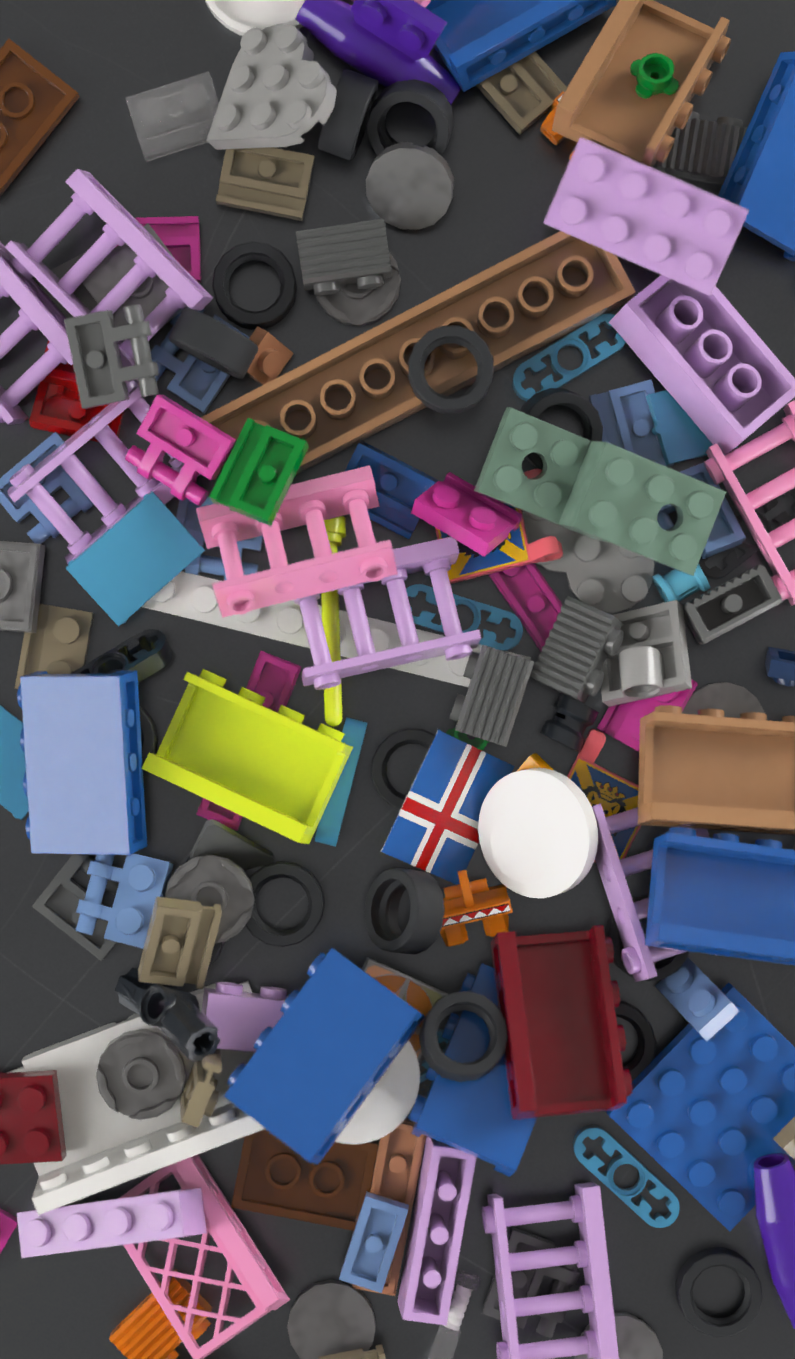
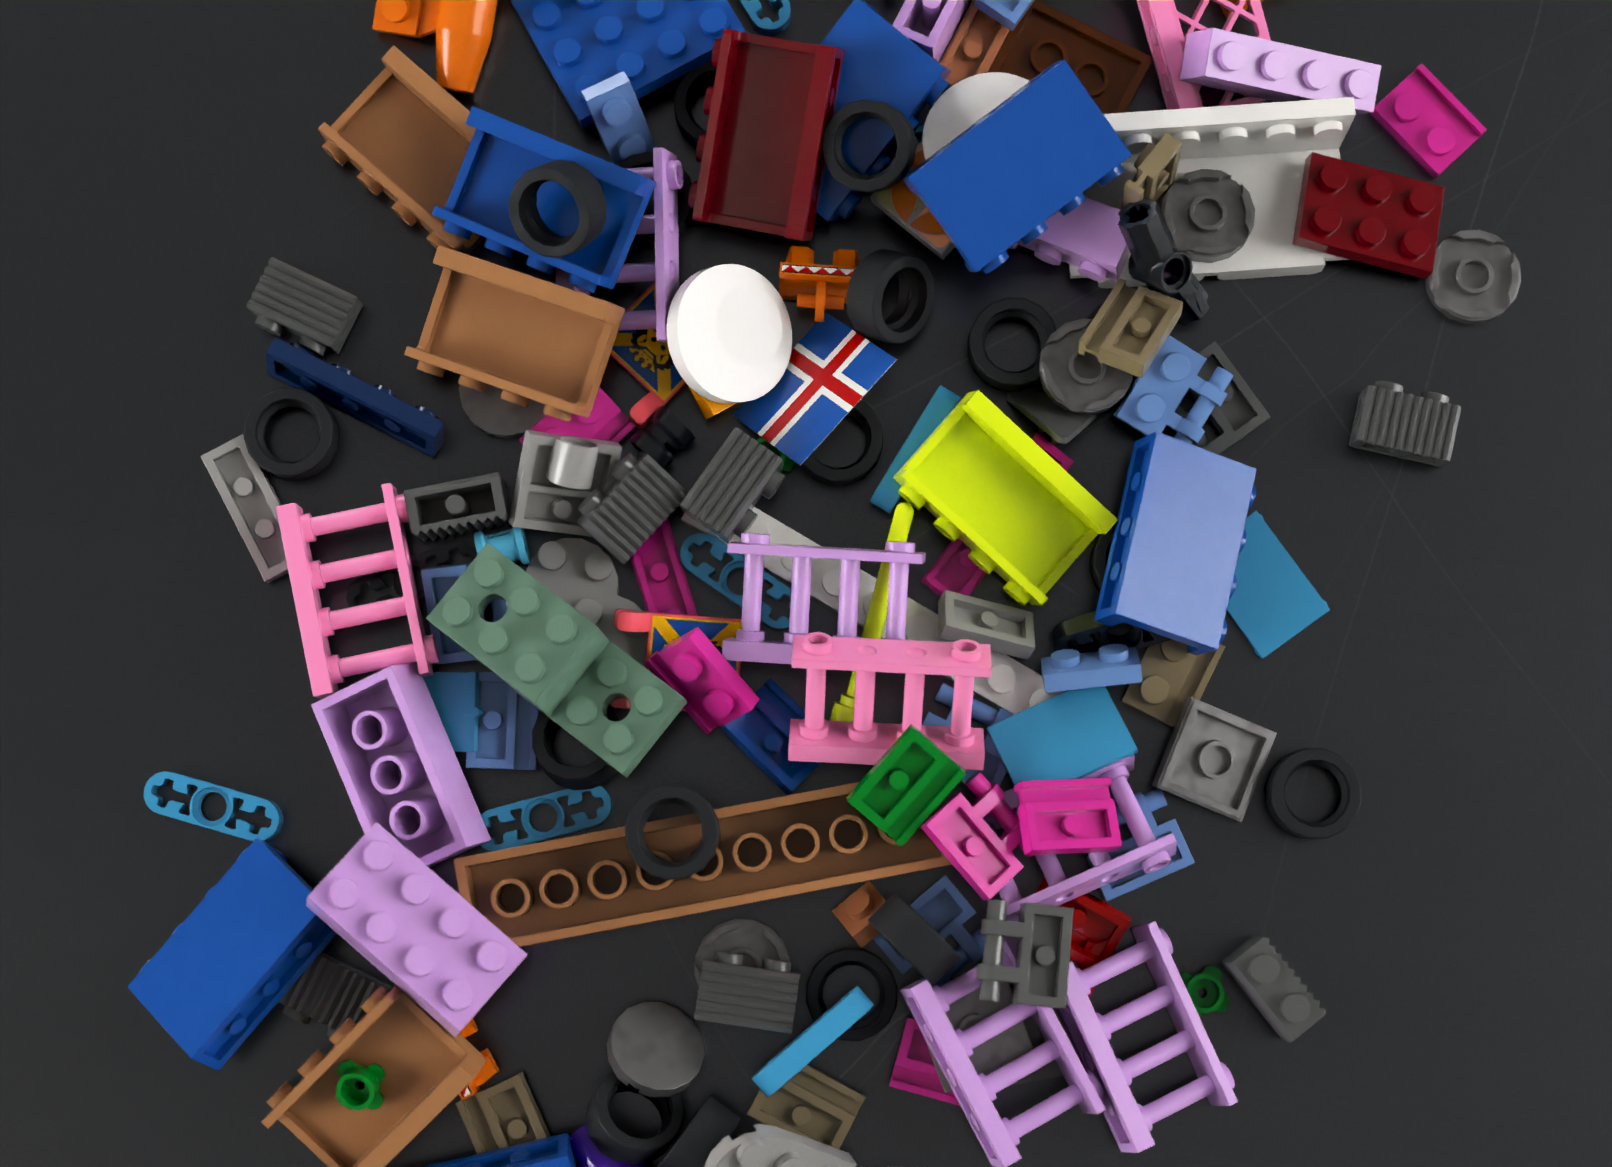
camera: 165 degrees left, 5 degrees down
(110, 488) = (1067, 816): none -> dark pink plate
(127, 628) = (1107, 667): none -> medium blue plate
(231, 642) = (986, 622): none -> light grey plate
(275, 230) = (812, 1041): none -> dark azure beam
(741, 867) = (526, 217): none -> black tyre

